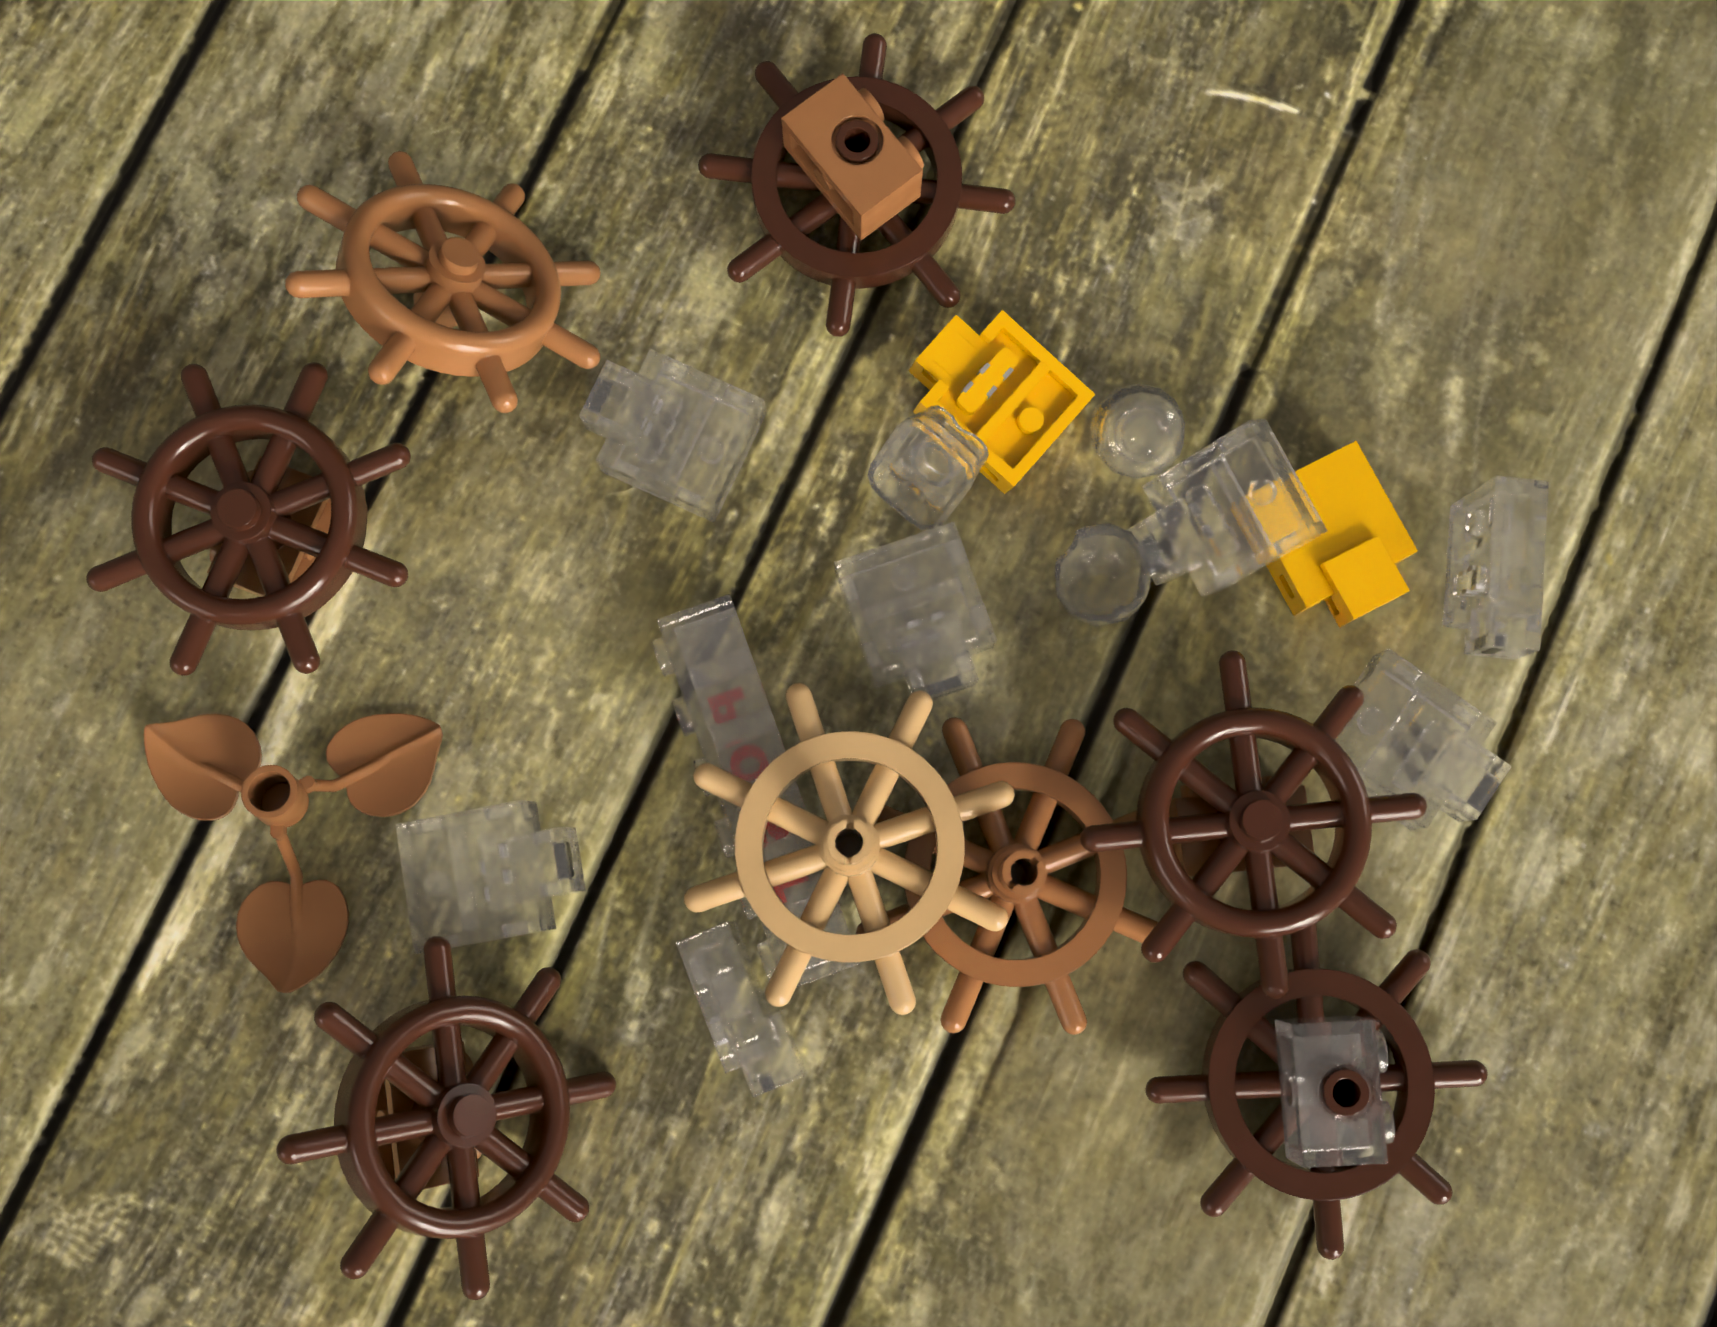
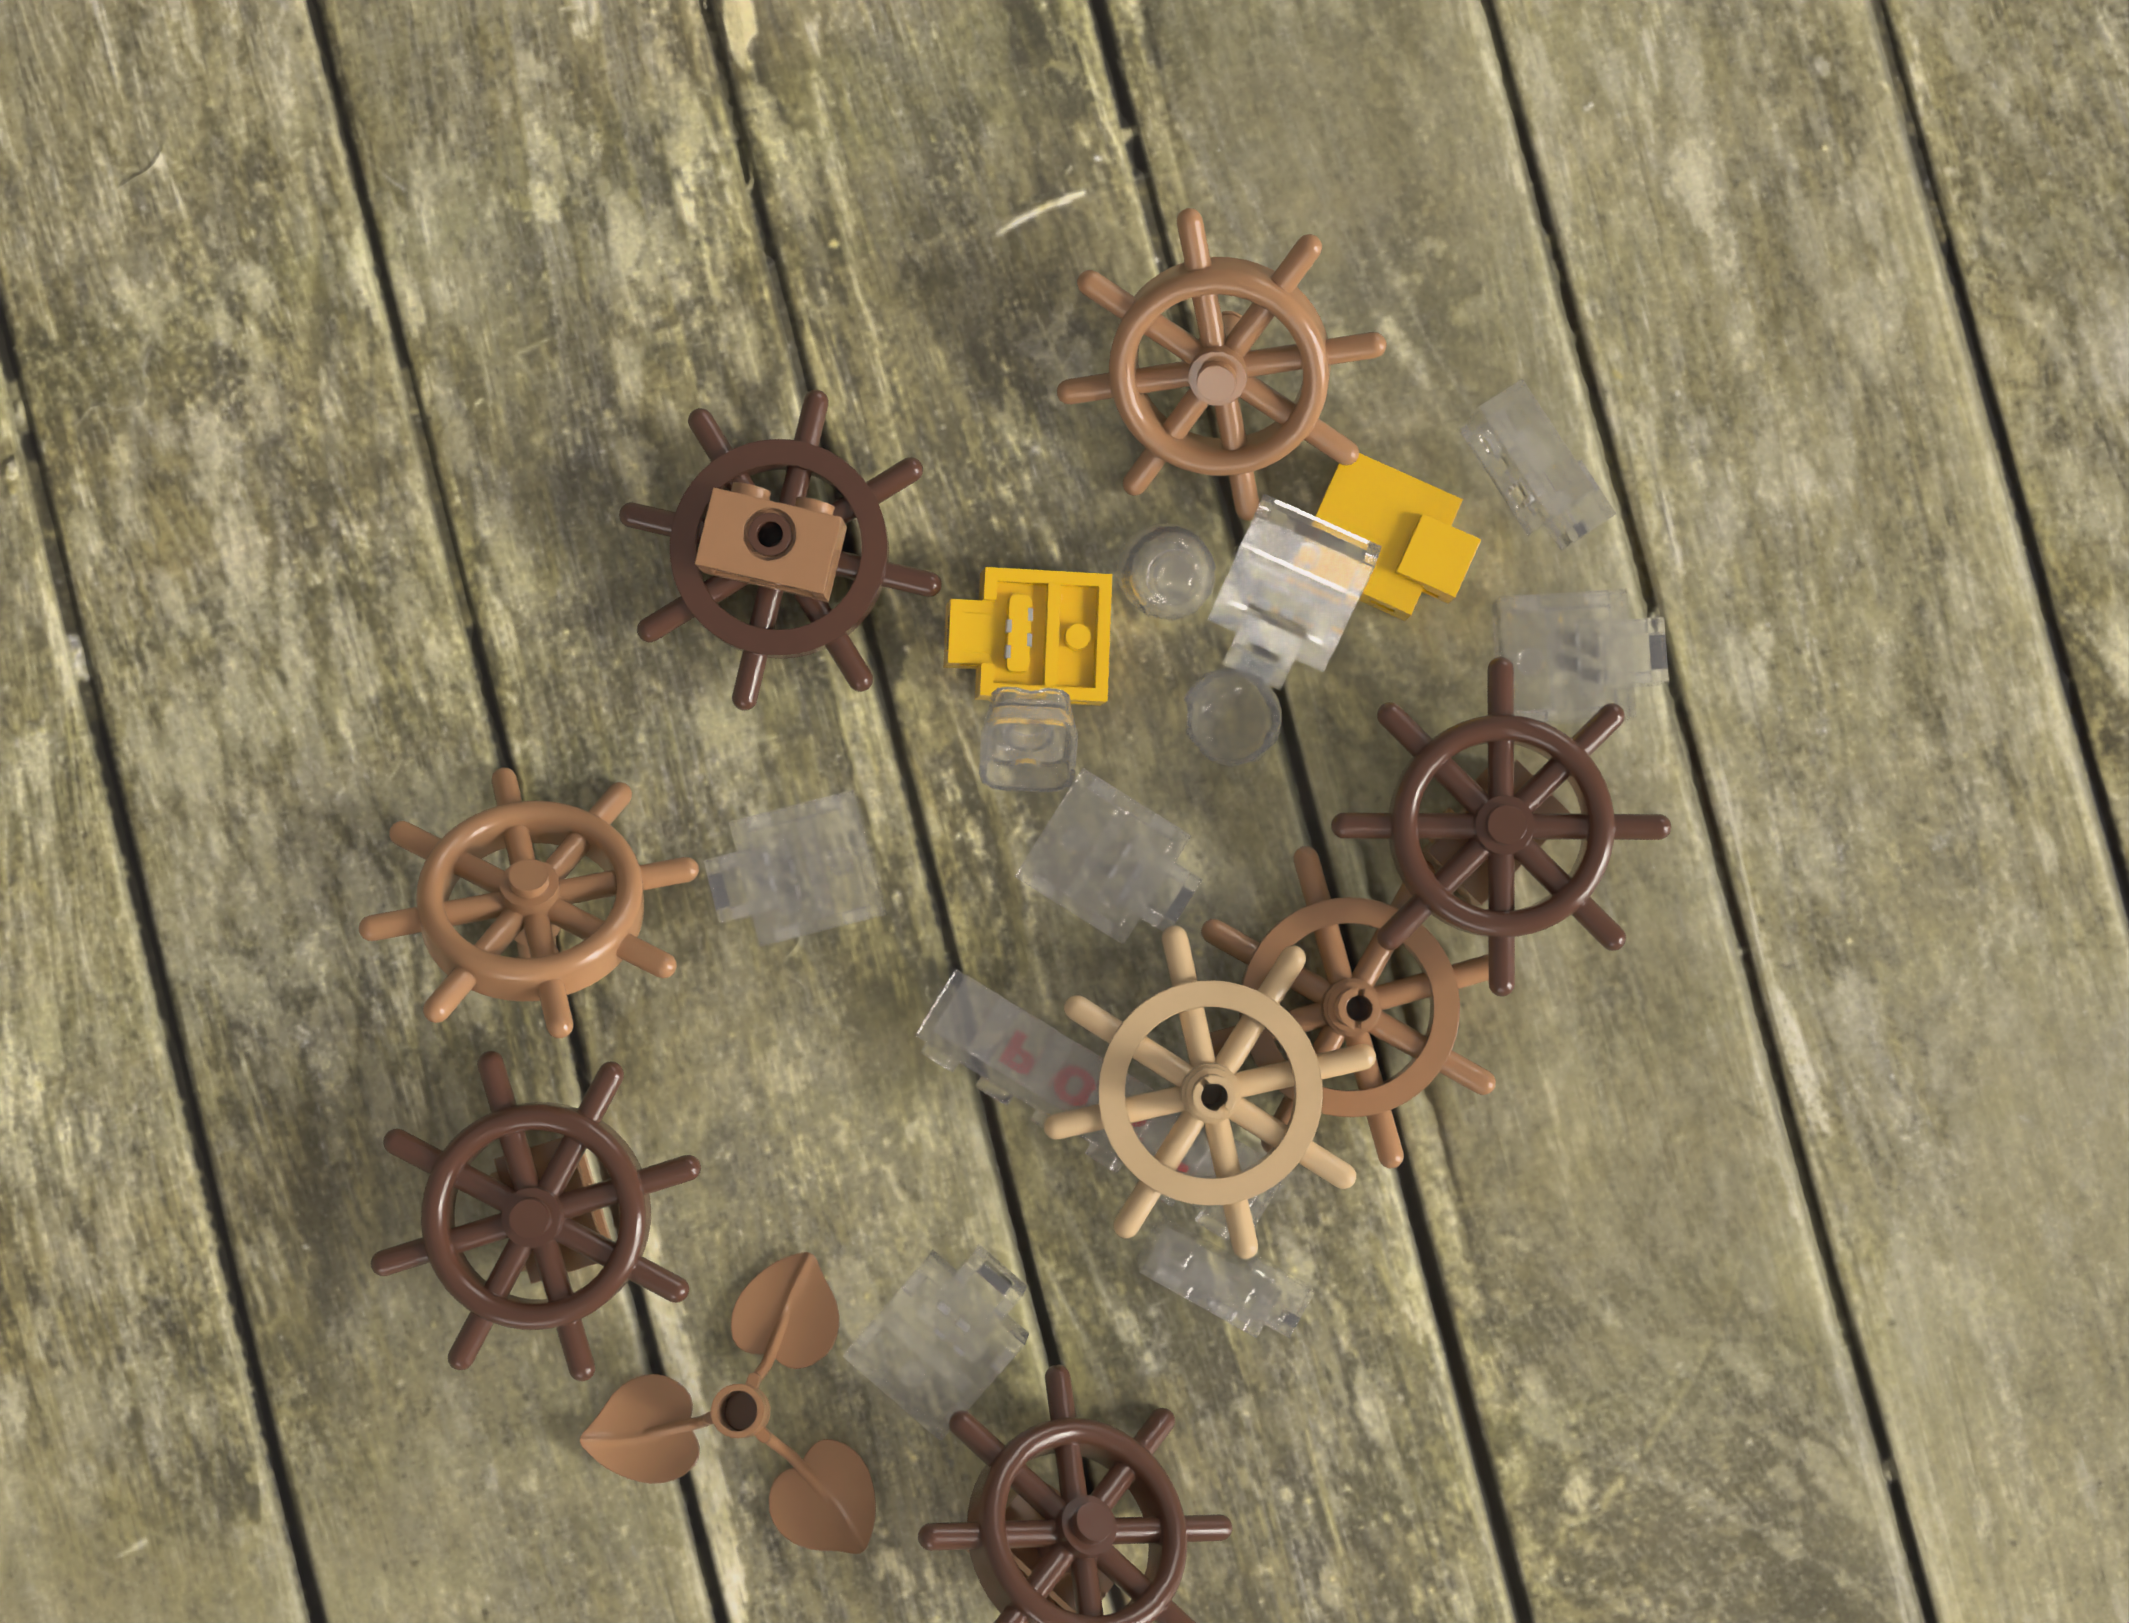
camera: 40 degrees left, 5 degrees up
(1310, 292) = (1220, 365): none -> medium nougat piece
(1327, 1087) = (1706, 977): reddish brown brick -> none

